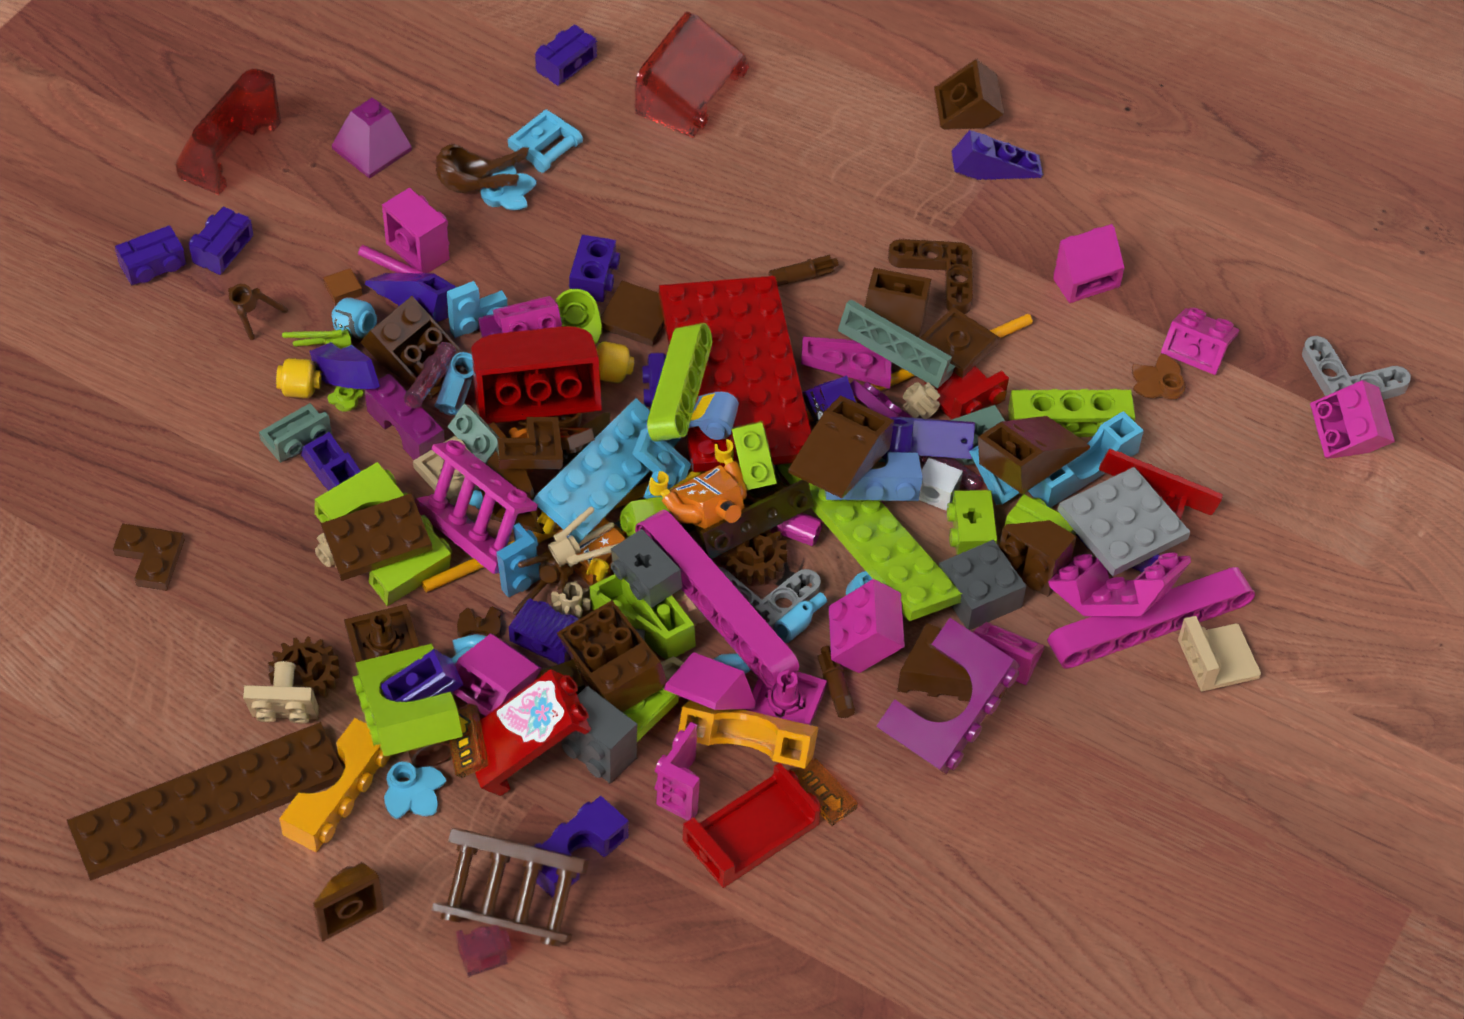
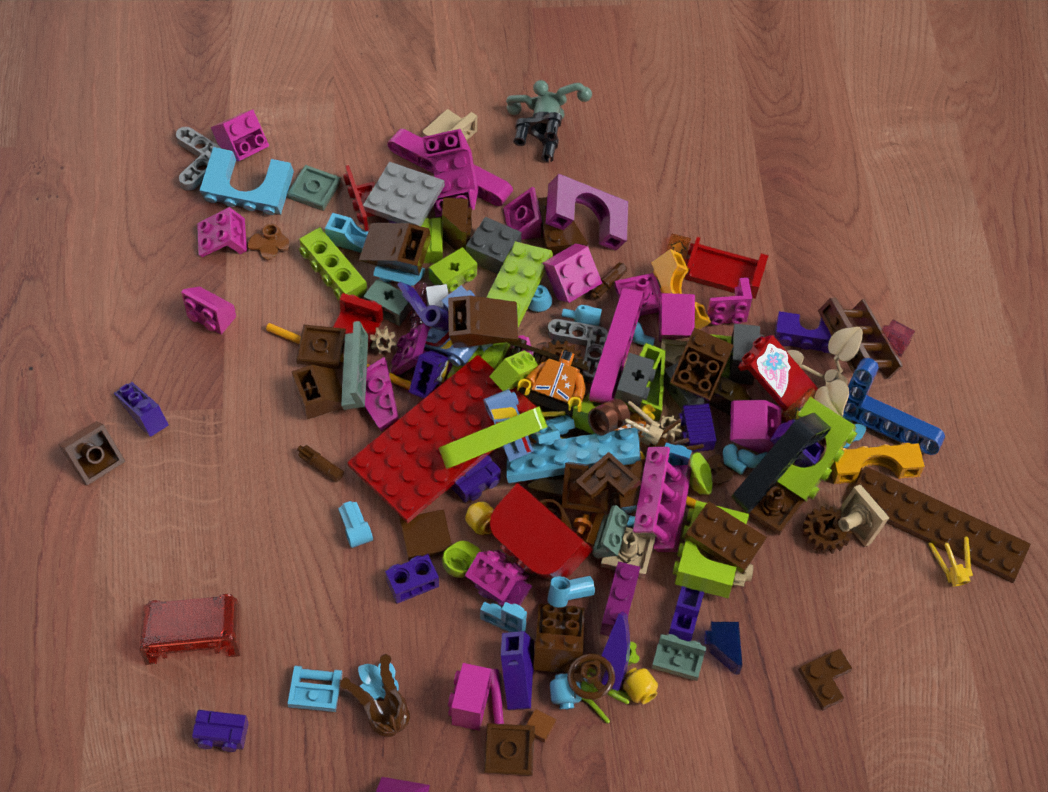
camera: 125 degrees left, 5 degrees up
(126, 759) = (958, 574): none -> yellow plant
(246, 300) = (618, 749): reddish brown plant -> none
(268, 481) = (725, 644): none -> clear blue slope
(338, 321) = (590, 667): none -> reddish brown piece
(341, 244) = (509, 749): none -> reddish brown tile
(348, 900) = (935, 404): reddish brown slope -> none
(403, 624) = (800, 435): none -> black beam
(429, 375) = (585, 595): clear pink pin -> none
(429, 815) = (884, 417): none -> blue beam
(478, 579) = (700, 474): none -> lime cap
(486, 818) = (844, 346): none -> tan plant
(614, 500) = (608, 416): none -> copper wheel
(690, 256) = (356, 529): none -> medium azure piece
(945, 260) = (251, 392): reddish brown beam -> none
(1146, 746) = (546, 115): none -> wheel
(1220, 465) = (314, 187): none -> sand green tile
(1278, 364) = (267, 197): none -> medium azure arch

